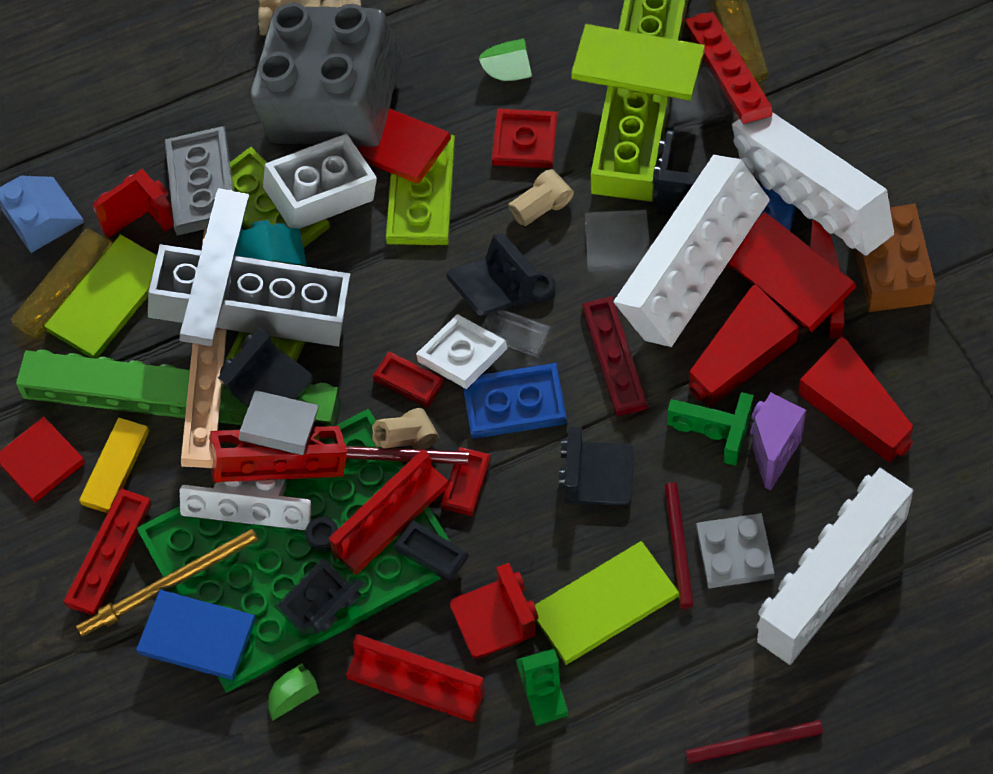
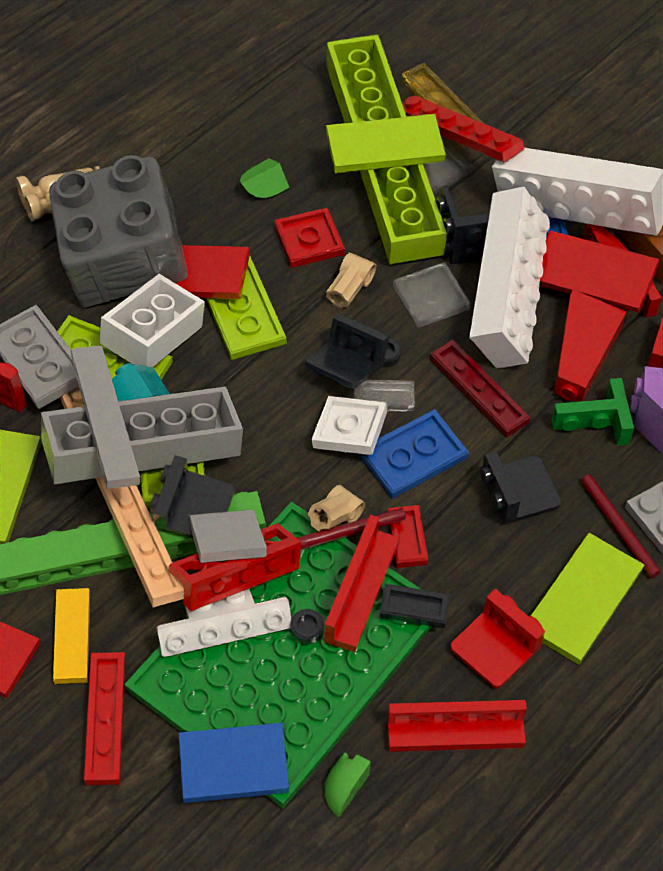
camera: 30 degrees left, 5 degrees down
(111, 613) = (136, 774): pearl gold bar -> none
(316, 599) = (341, 685): black bracket -> none
(408, 379) = (310, 466): red tile -> none
(542, 686) = (570, 687): green bracket -> none

